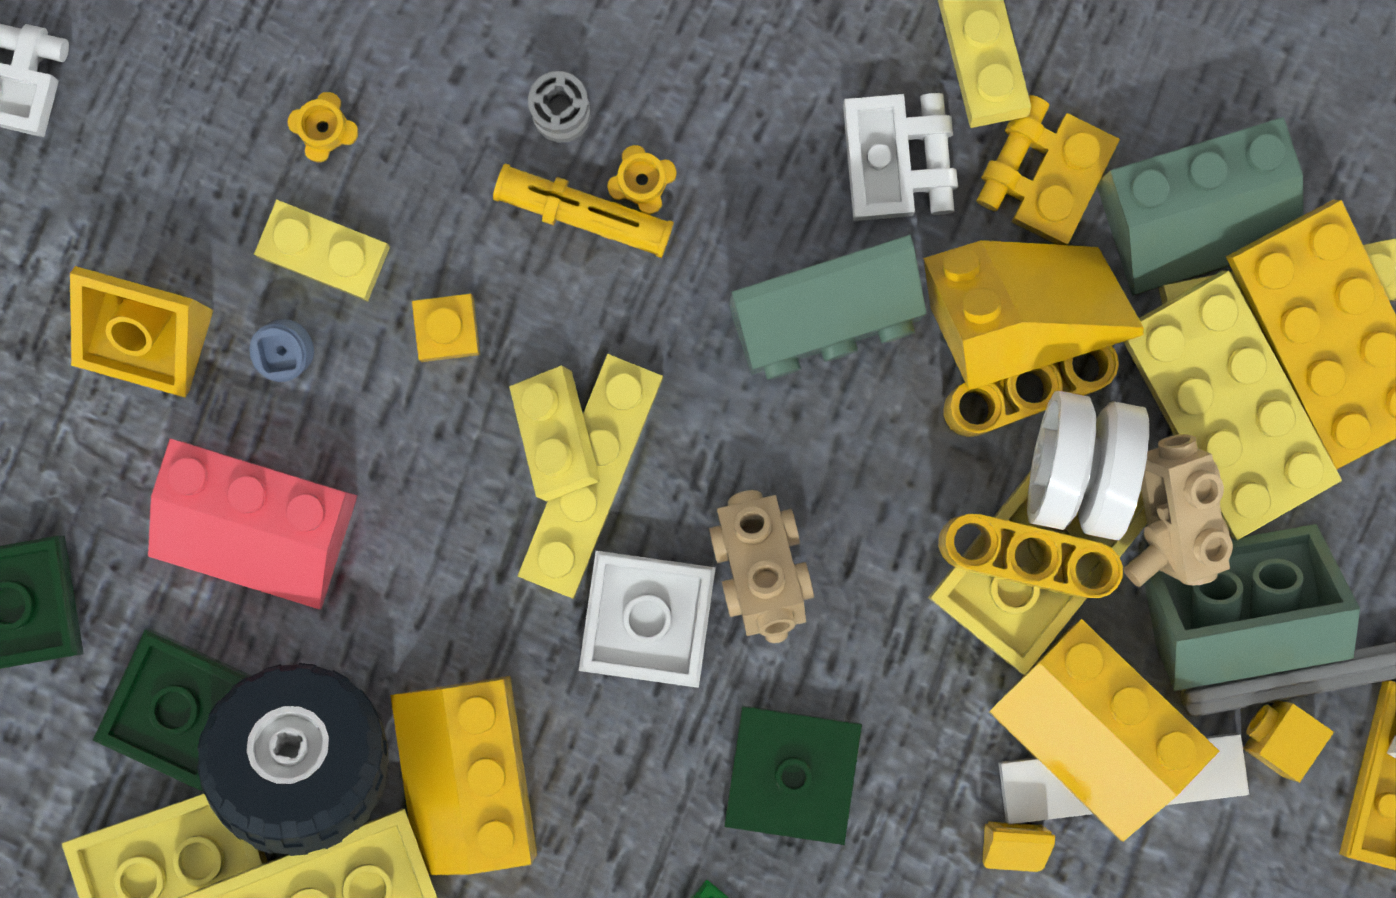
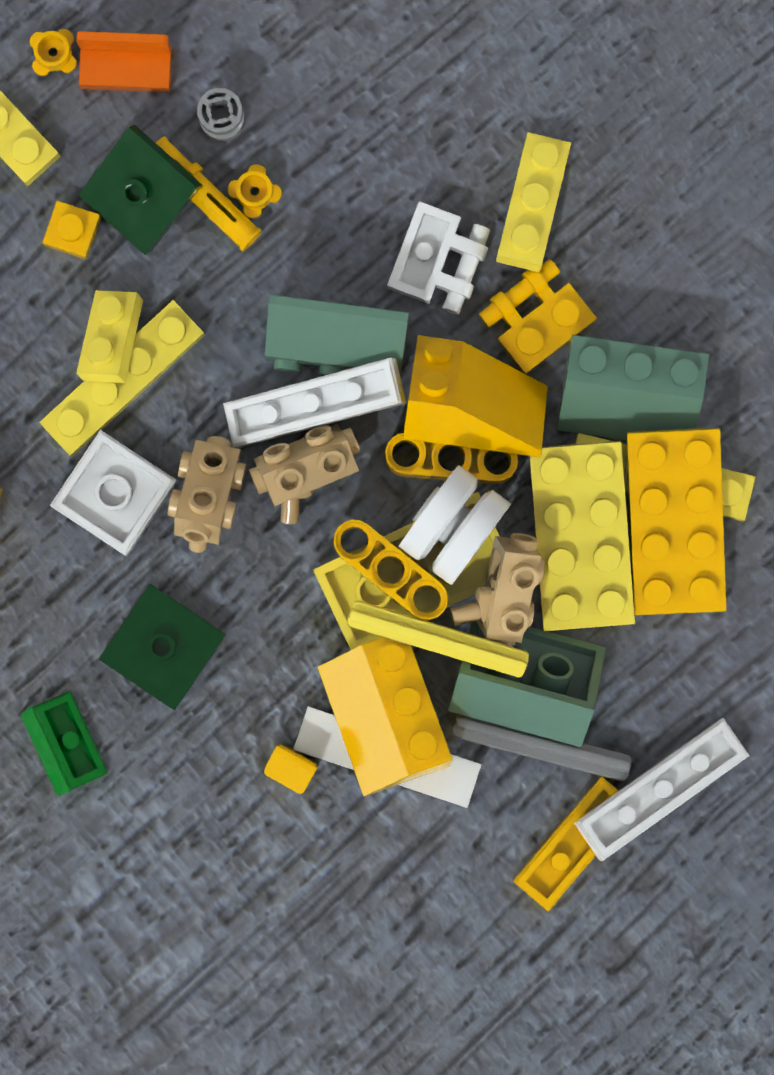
camera: 25 degrees right, 0 degrees up
(413, 97) = (124, 61): none -> orange panel
(506, 240) = (140, 189): none -> dark green plate
(839, 396) = (314, 402): none -> white tile
(862, 479) = (304, 465): none -> tan brick
(1130, 612) = (438, 638): none -> light yellow axle
(1286, 739) = (509, 780): yellow plate -> none

